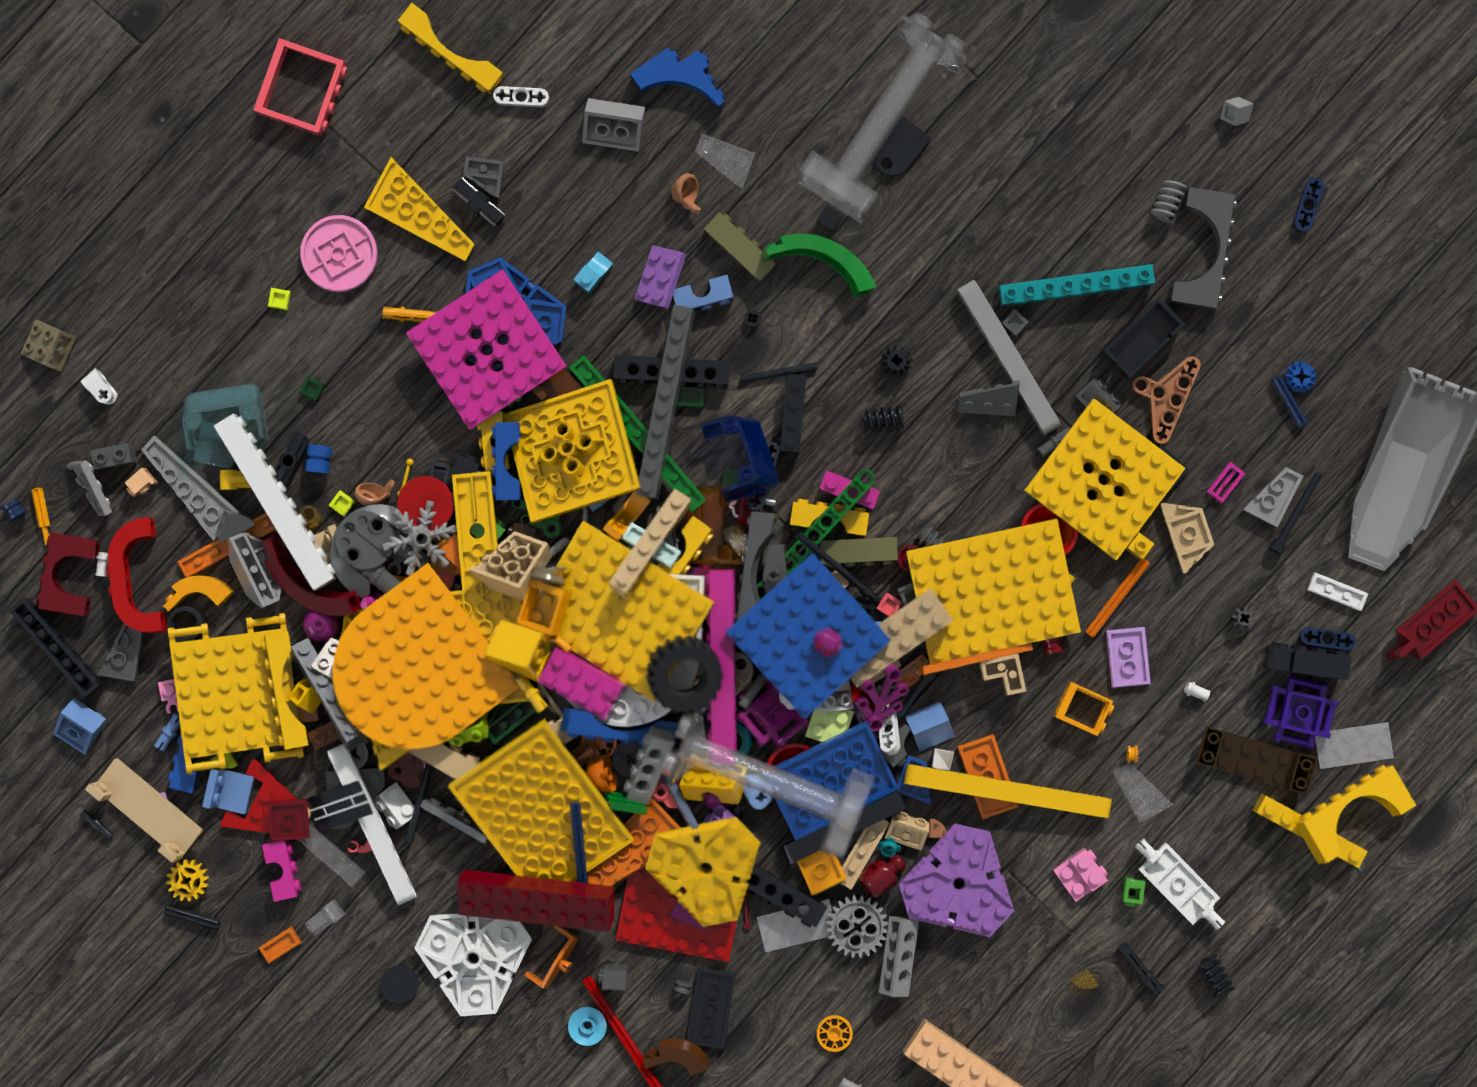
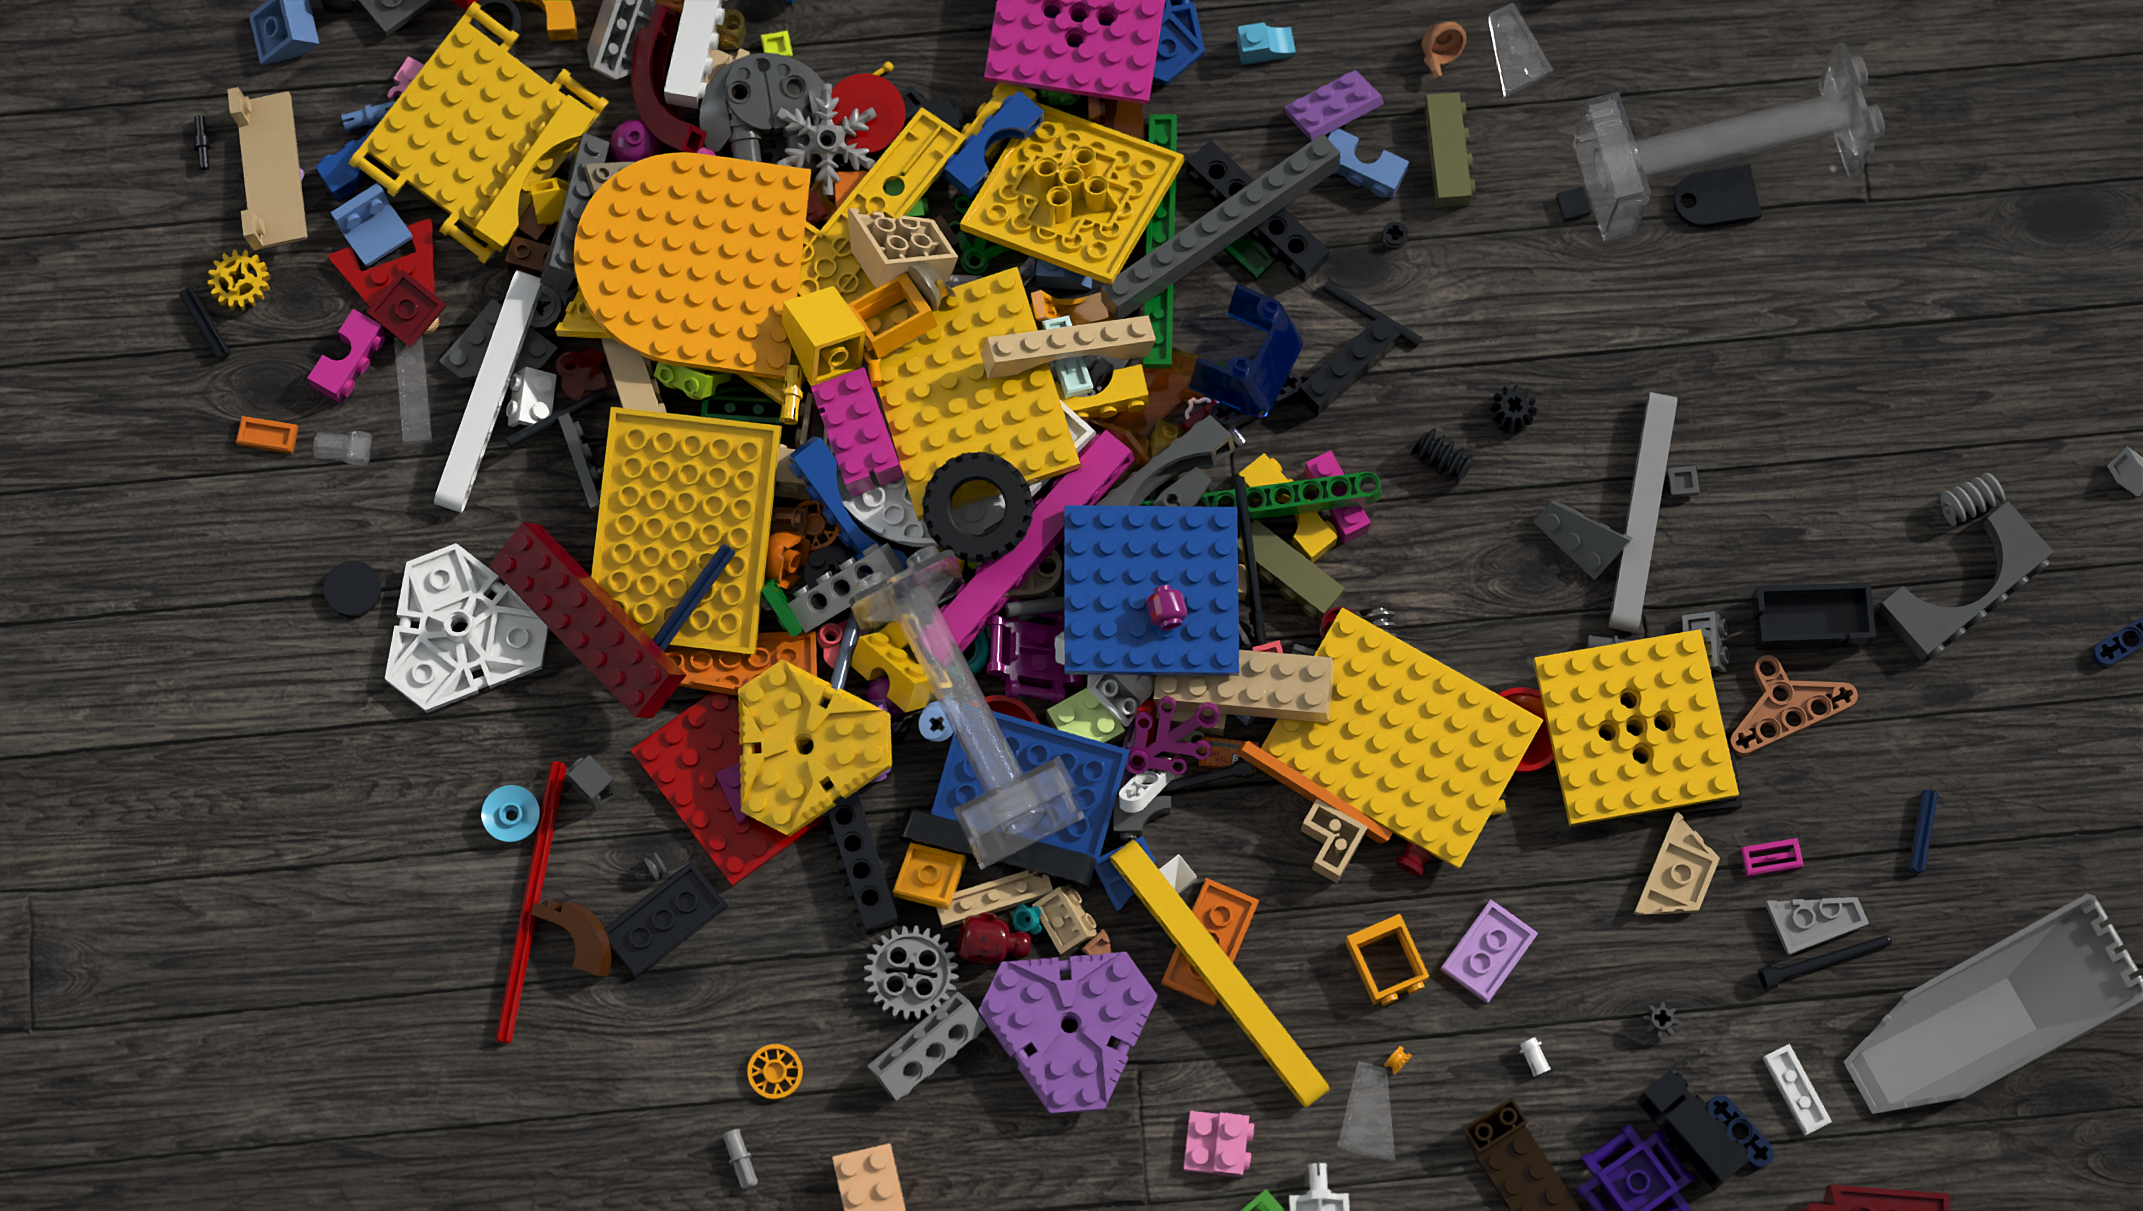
camera: 40 degrees right, 15 degrees down
(229, 760) = (402, 199): neon yellow tile -> none
(339, 806) = (473, 339): black sticker -> none
(361, 848) = (453, 413): coral arm -> none
(373, 493) = (820, 61): nougat hat -> none
(560, 962) = (547, 715): orange piece -> none
(747, 925) = (790, 865): dark red hinge -> none
(784, 931) = (825, 909): flat silver sticker -> none
(828, 251) = (1538, 228): green arch -> none
(930, 726) = (1194, 830): medium blue slope -> none
(1076, 285) = (1787, 499): teal brick -> none
(1117, 597) = (1535, 874): orange axle -> none
(1139, 546) = (1610, 836): yellow brick -> none
(1294, 383) = (1960, 829): blue gear -> none

